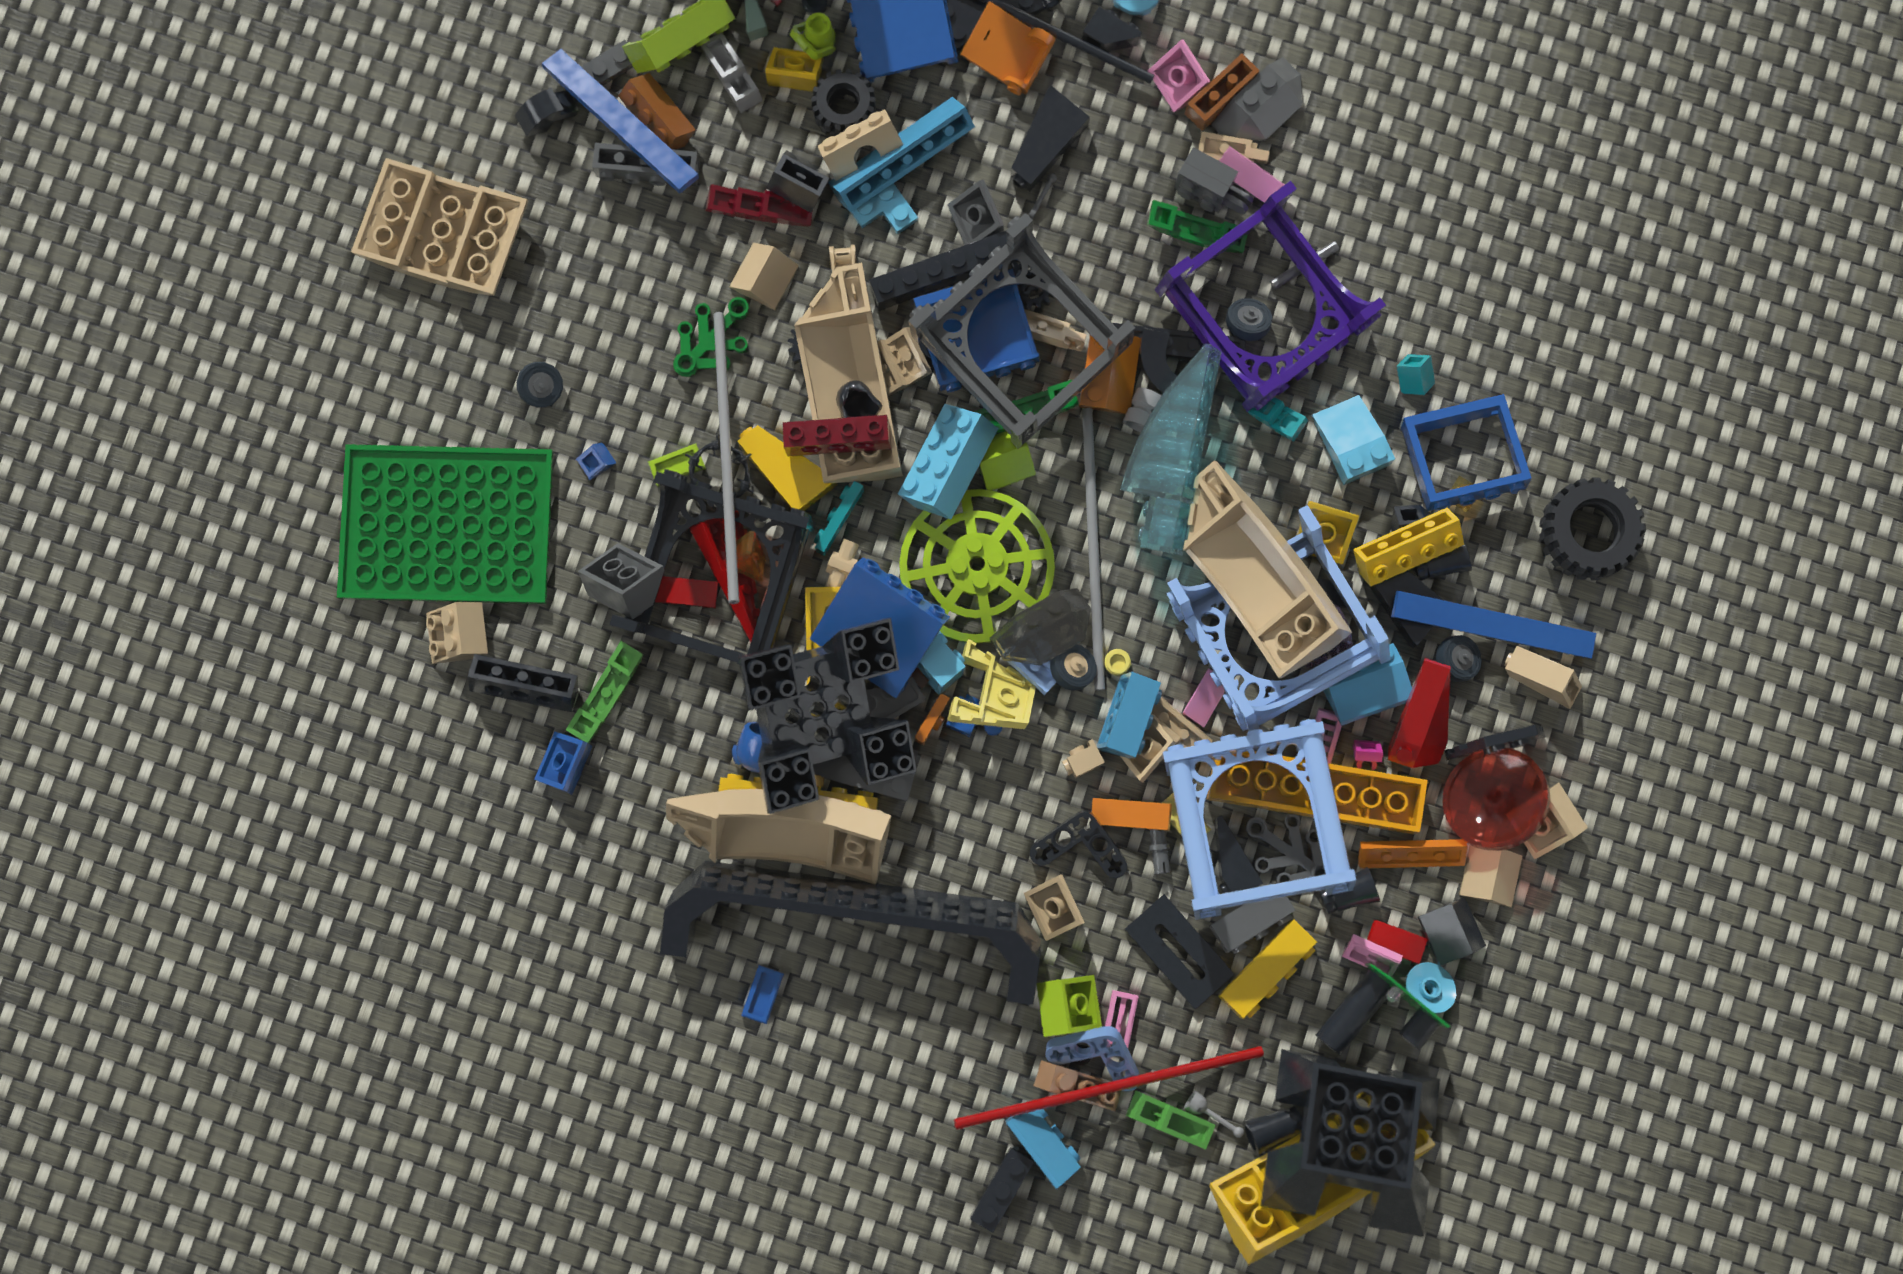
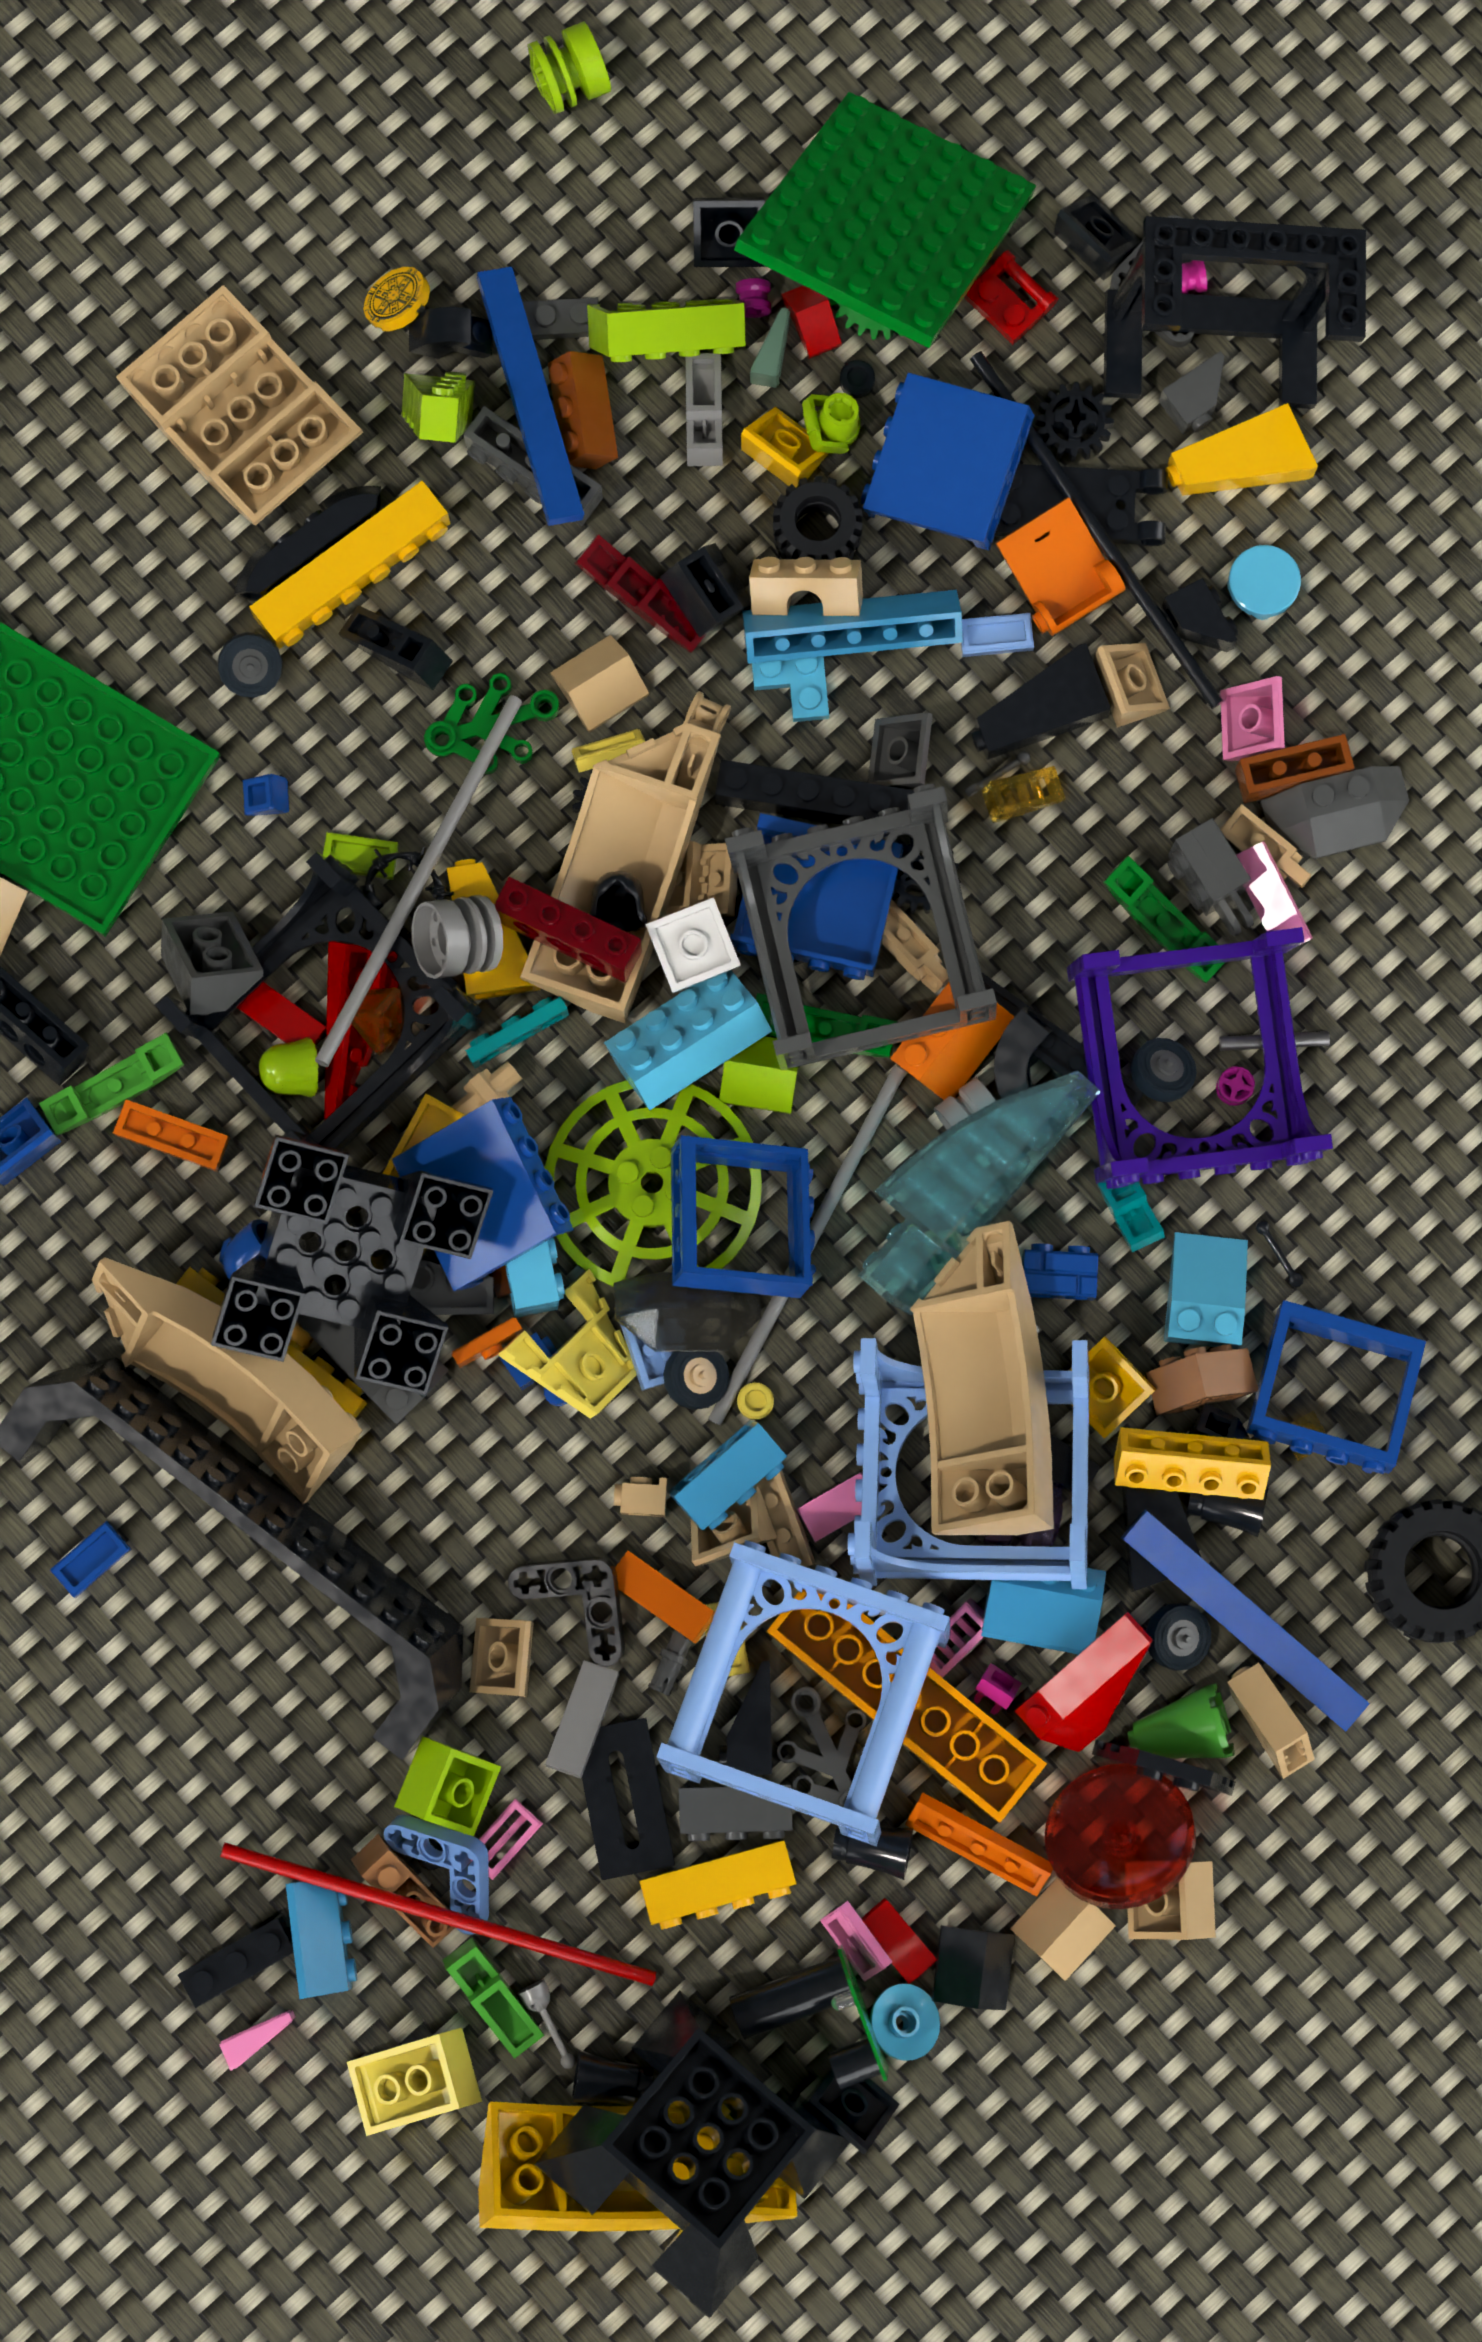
camera: 30 degrees right, 0 degrees up
(499, 107) = (396, 298): none -> yellow tile
(528, 299) = (294, 550): none -> black brick
(564, 158) = (438, 405): none -> lime wedge
(566, 288) = (351, 565): none -> yellow brick
(625, 322) = (397, 647): none -> black slope
(660, 703) = (171, 1135): none -> orange plate
(711, 619) = (290, 1068): none -> lime hair
(771, 477) = (457, 936): none -> light grey wheel
(790, 316) = (608, 748): none -> light yellow tile
(919, 402) = (693, 945): none -> white plate
(993, 111) = (997, 635): none -> light blue tile
(1013, 572) = (801, 1240): none -> blue window
(1035, 1236) = (247, 2042): none -> bright pink slope
(1053, 211) = (995, 803): none -> clear yellow slope
(1090, 95) = (1130, 682): none -> tan slope
(1126, 917) = (582, 1719): none -> light grey tile
(1152, 1200) = (414, 2081): none -> light yellow slope
(1261, 477) = (1061, 1273): none -> blue brick
(1301, 302) = (1237, 1079): none -> magenta wheel
(1382, 493) = (1201, 1378): none -> medium nougat brick
(1400, 402) = (1295, 1279): none -> black hinge
(1416, 374) = (1332, 1254): teal panel -> none
(1433, 1061) = (855, 2111): none -> black slope
(1496, 710) = (1186, 1728): none -> bright green cone

